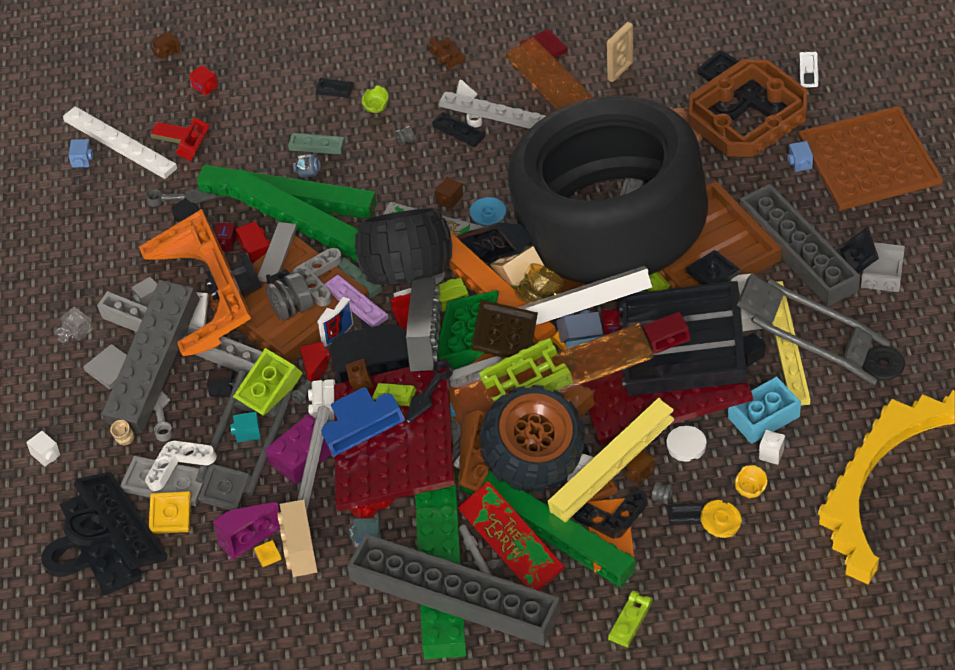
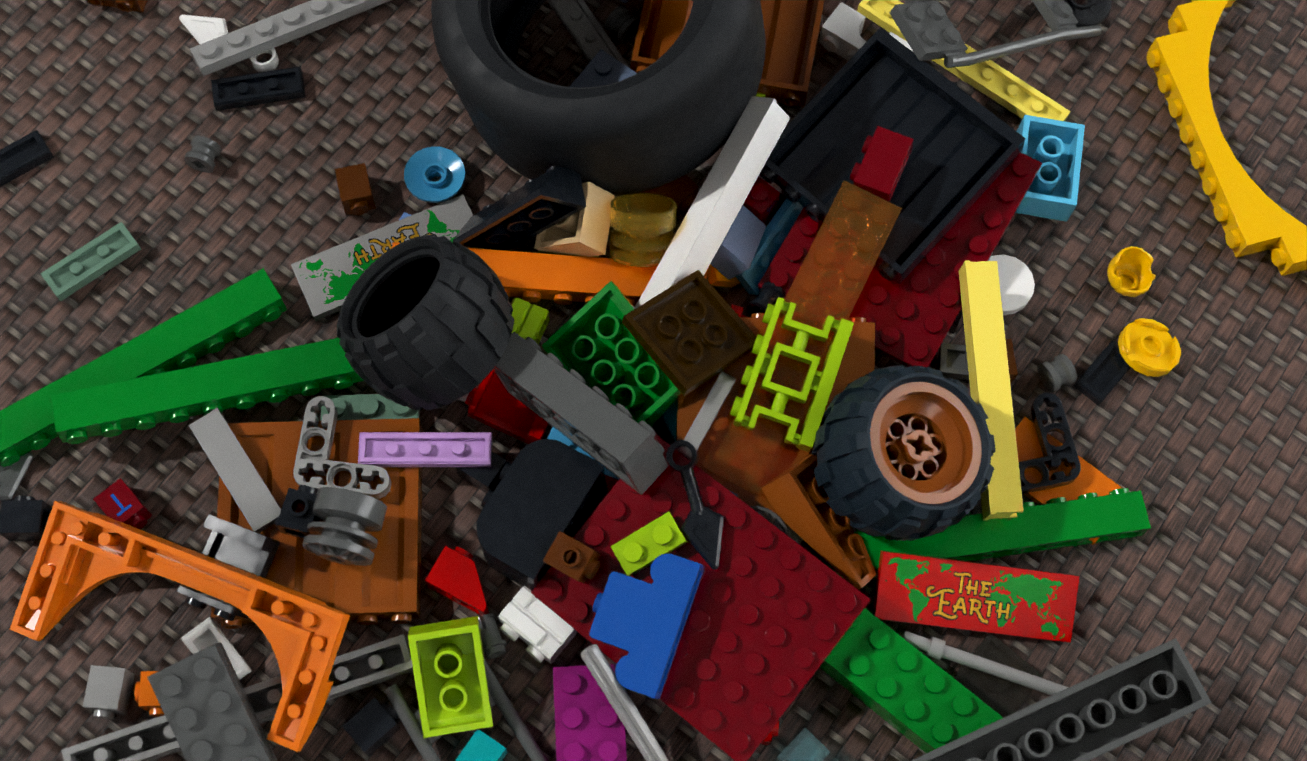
camera: 55 degrees left, 20 degrees up
(252, 240) = (174, 480): red brick -> none
(307, 166) = (118, 305): sand blue head -> none
(335, 321) = (430, 503): slope -> none
(375, 99) = (103, 132): lime hair -> none
(630, 619) = (1200, 567): lime plate -> none
(713, 269) = (798, 35): black tile -> none
(771, 447) = (1101, 207): white brick -> none

